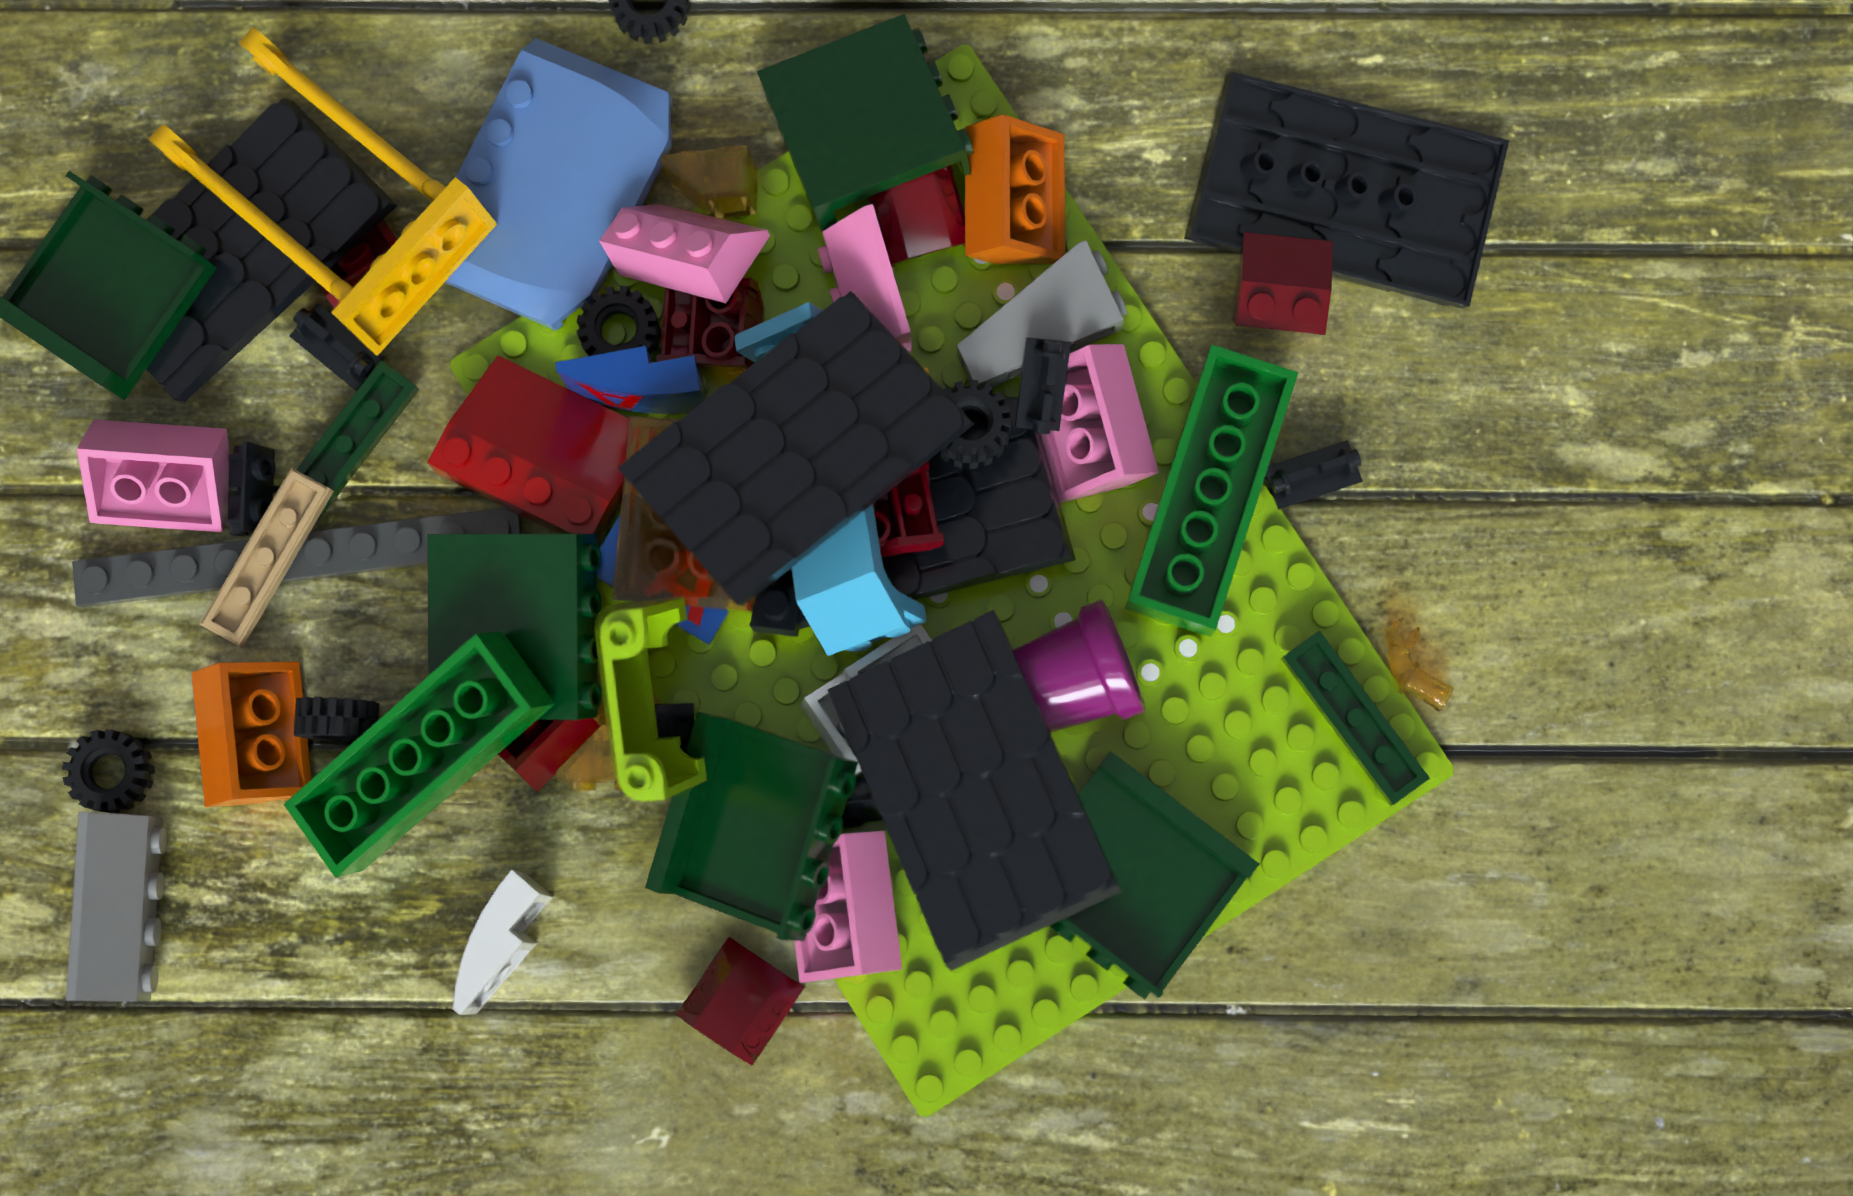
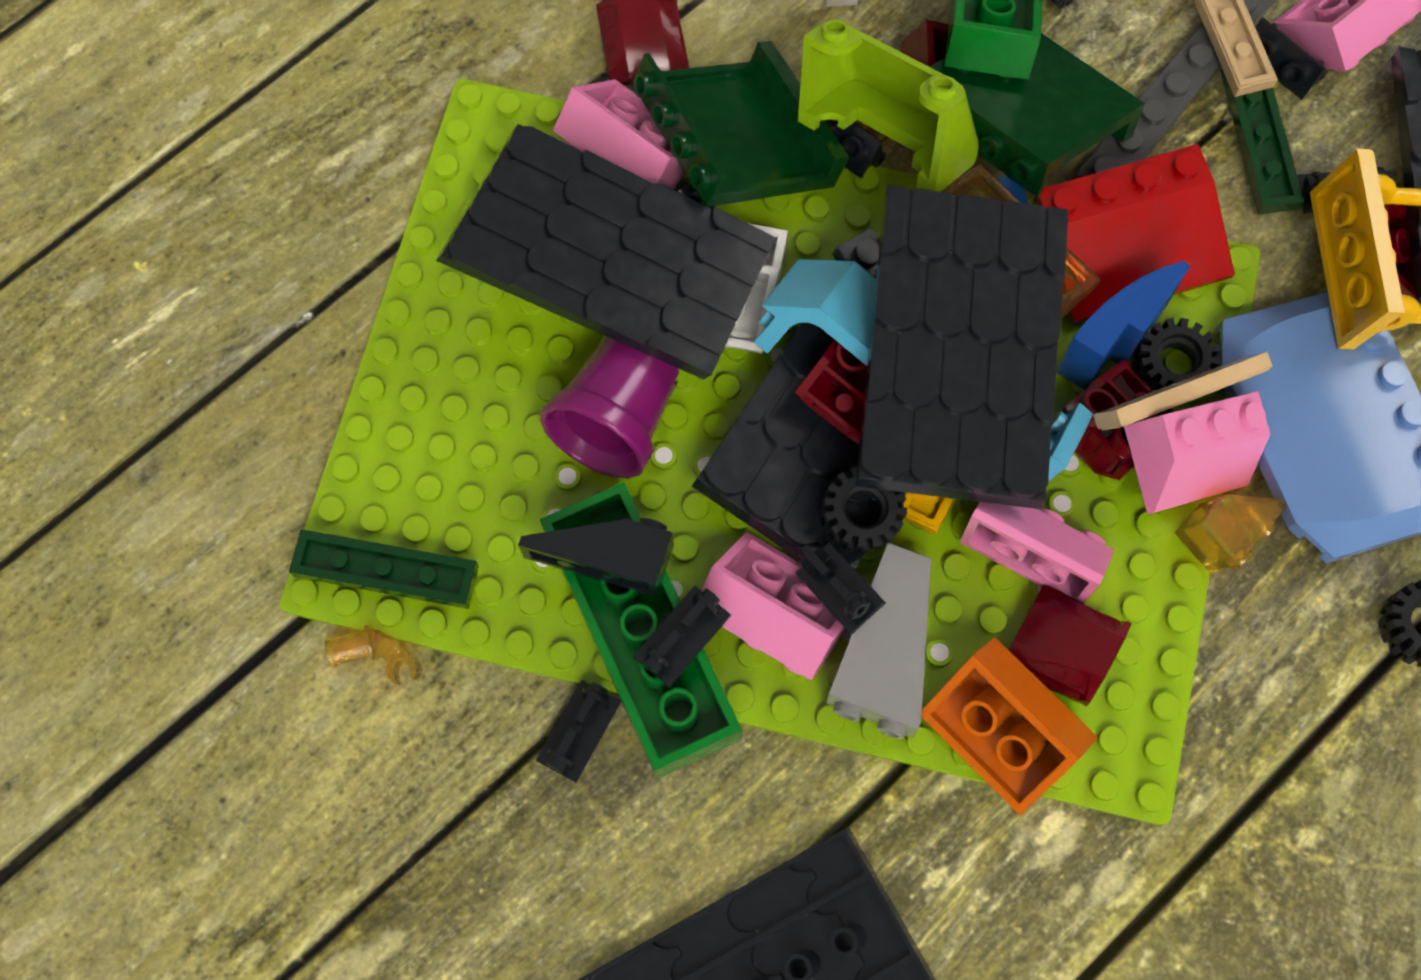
camera: 135 degrees right, 10 degrees down
(656, 287) = (1182, 391): none -> tan tile
(863, 116) = (1178, 671): dark green panel -> none
(1170, 873) = (443, 334): dark green panel -> none
(1189, 542) = (612, 552): none -> black slope
(1195, 442) = (682, 635): none -> black hinge
(1284, 283) = (735, 851): dark red slope -> none

